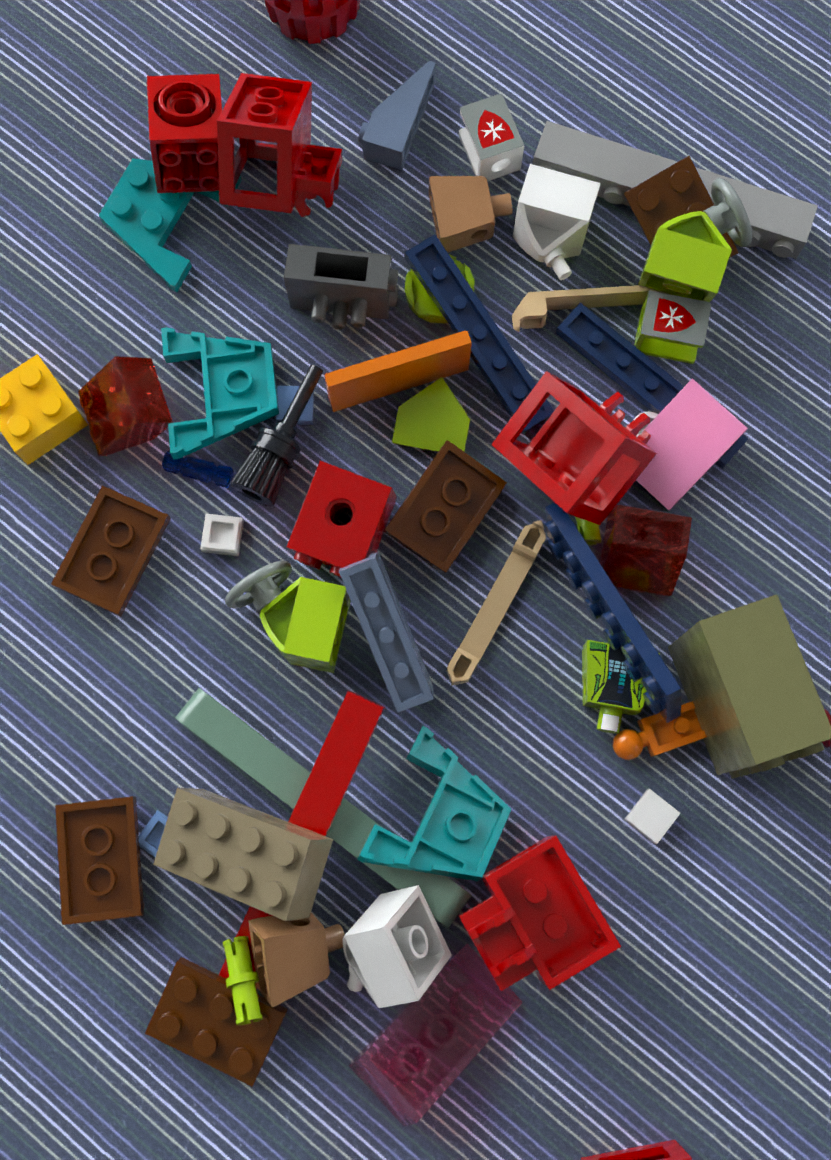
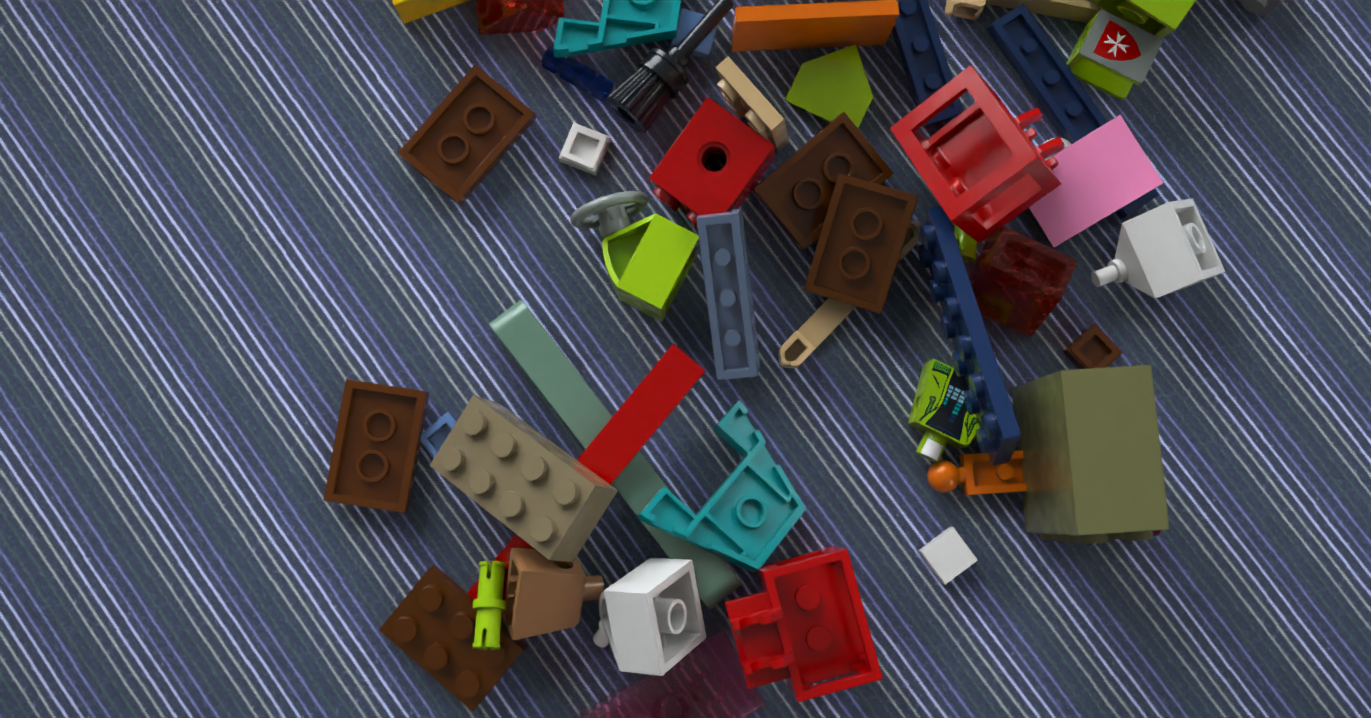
camera: 10 degrees right, 5 degrees up
(362, 457) = (748, 101): none -> tan plate
(494, 553) = (860, 243): none -> reddish brown plate
(729, 592) = (1092, 349): none -> reddish brown tile
(765, 488) = (1162, 251): none -> white piece

